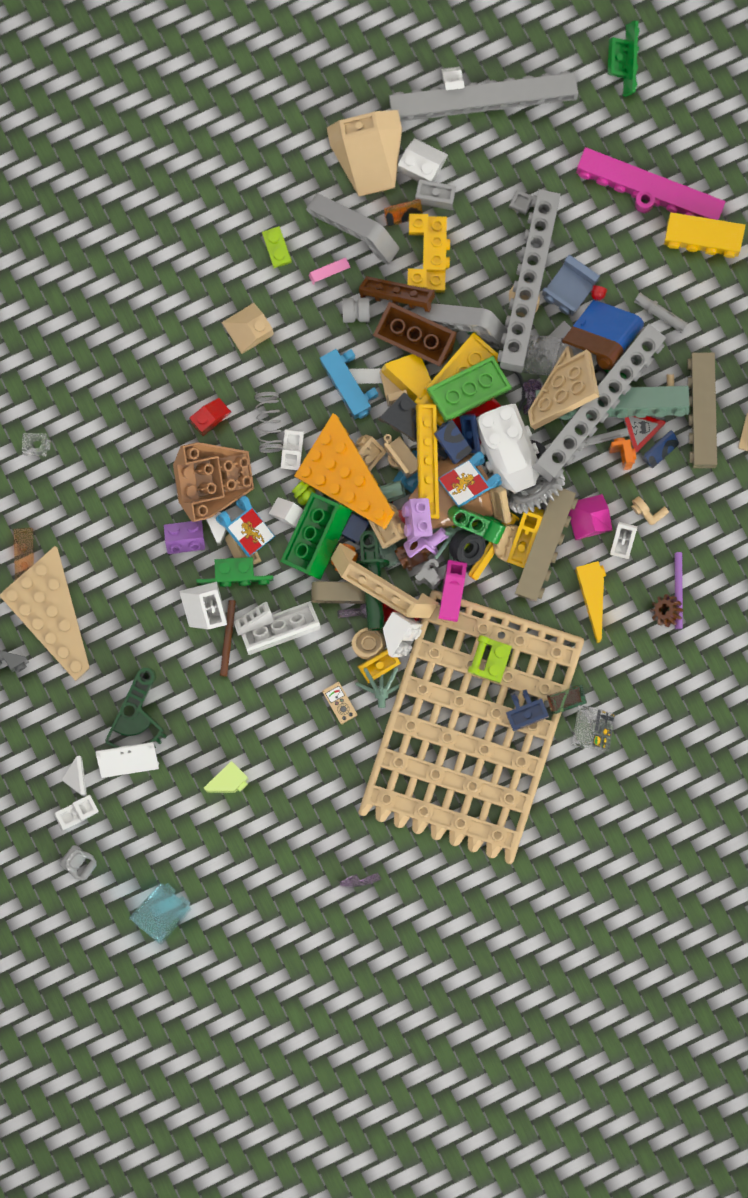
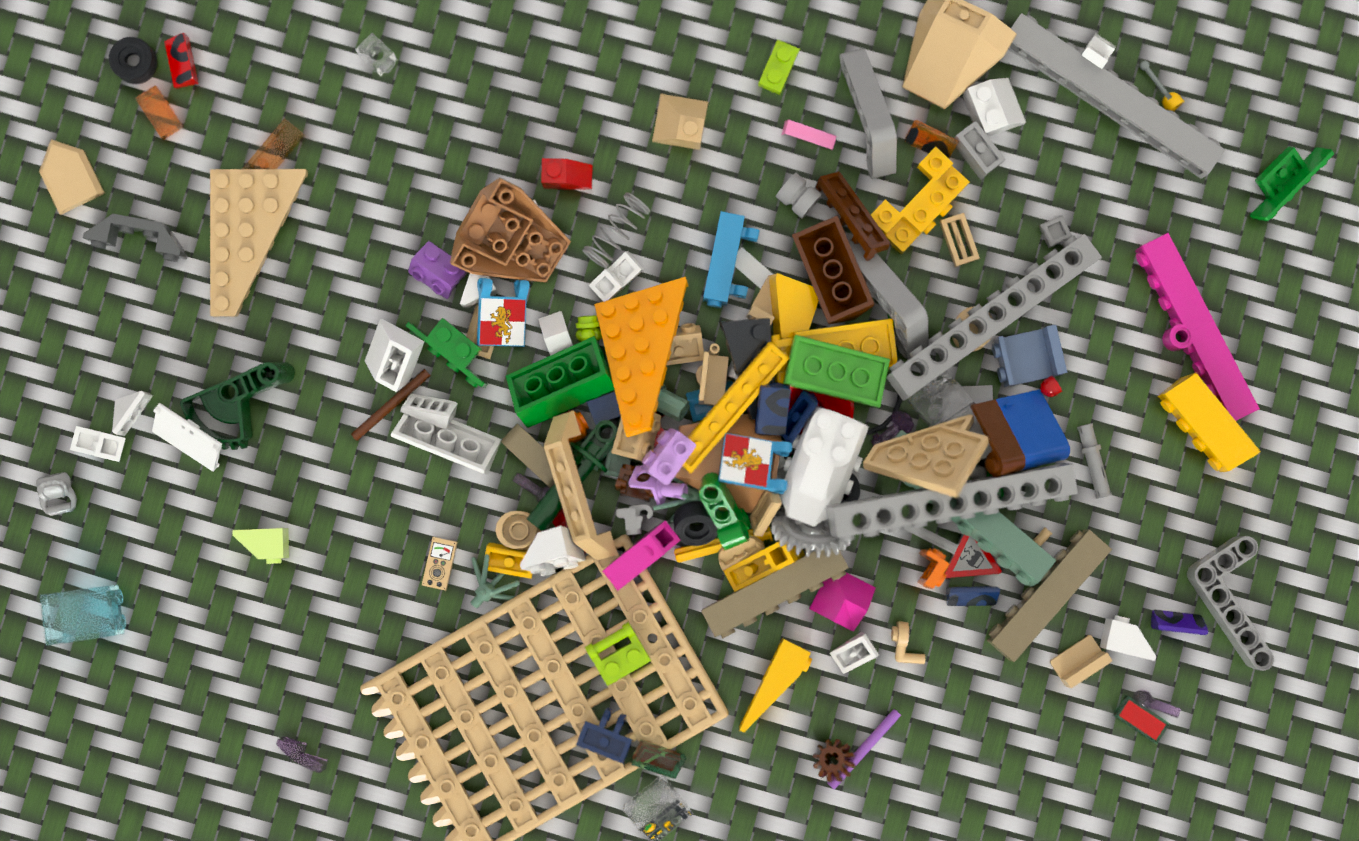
camera: 40 degrees right, 5 degrees up
(453, 253) = (969, 239): none -> tan tile
(519, 70) = (1171, 100): none -> hinge

